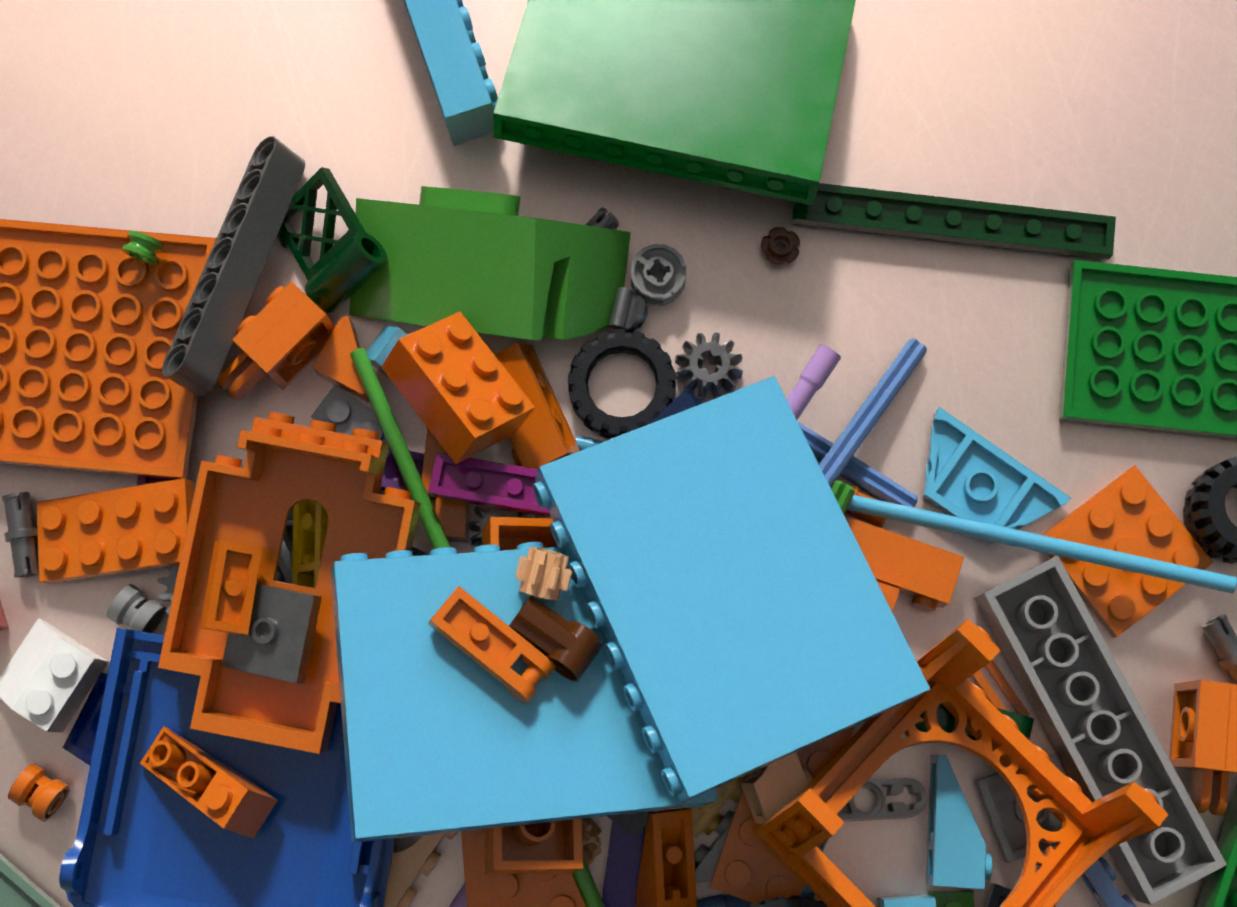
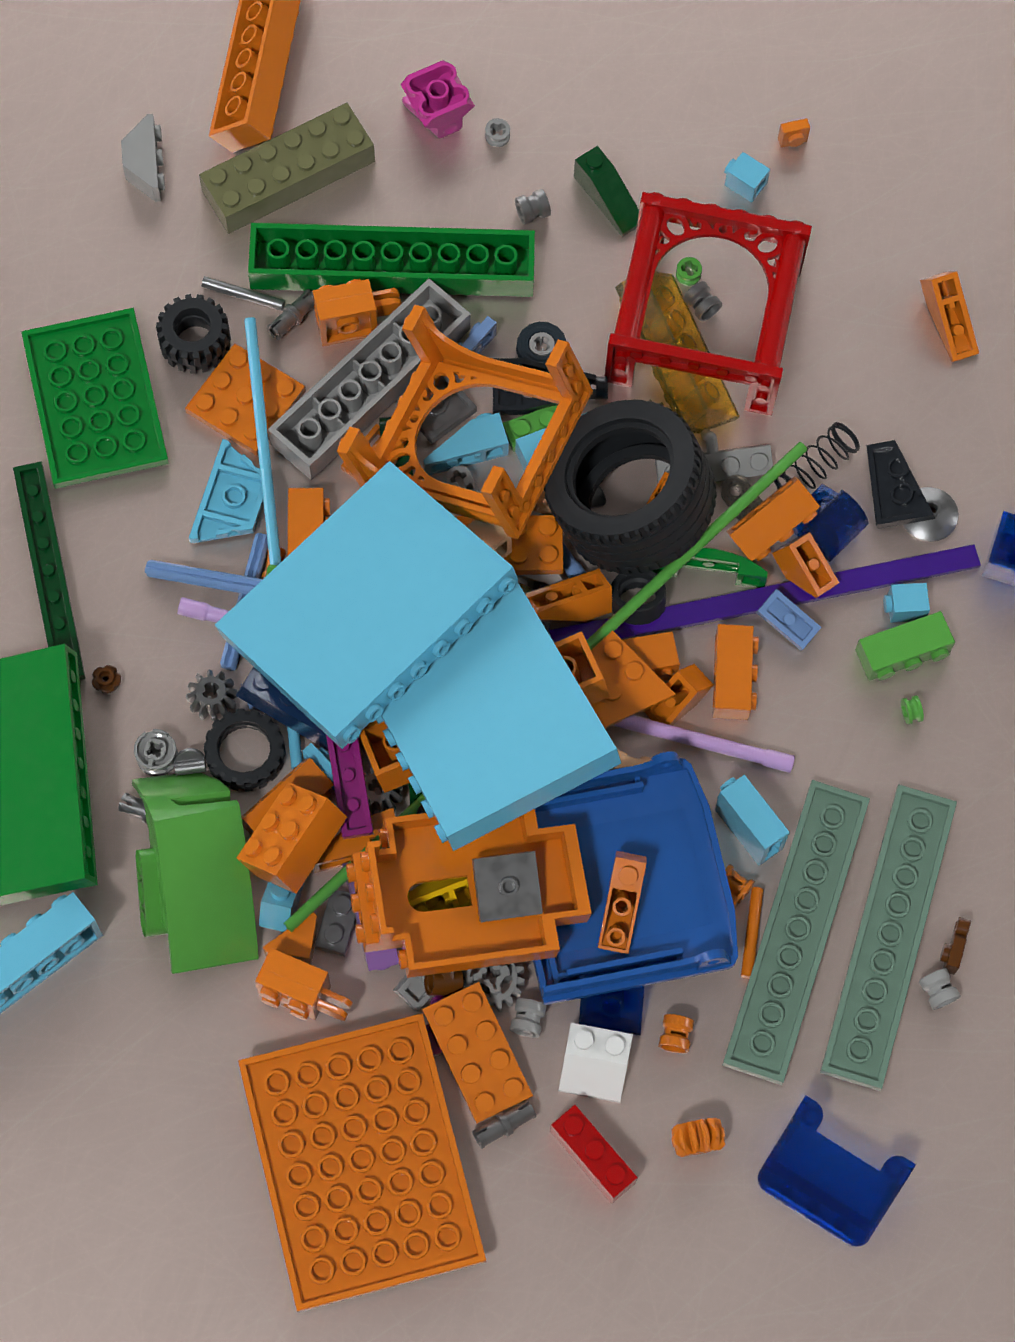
camera: 115 degrees left, 10 degrees down
(142, 247) = (265, 1103): bright green bush -> none
(231, 587) = (488, 916): orange plate -> none
(233, 267) = (264, 1028): dark grey beam -> none
(342, 265) = (229, 965): dark green piece -> none
(491, 644) = (462, 722): orange plate -> none
(543, 573) = (404, 708): light nougat gear -> none
(565, 643) = (445, 680): reddish brown piece -> none

